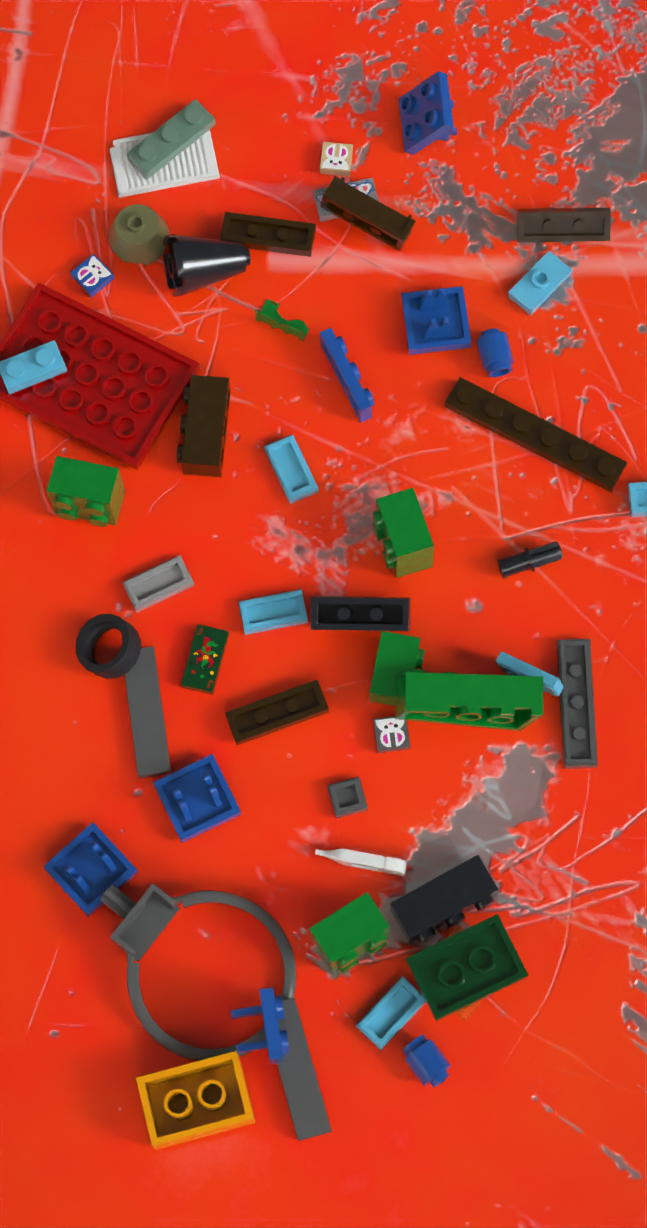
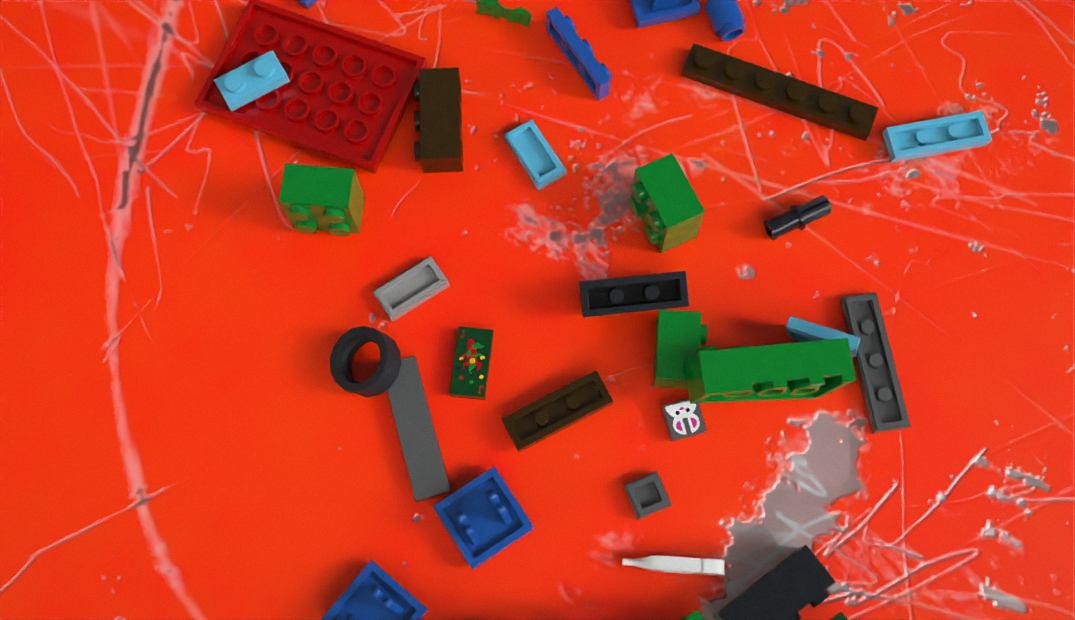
camera: 10 degrees left, 0 degrees up
(273, 612) = (537, 304): medium azure tile -> none

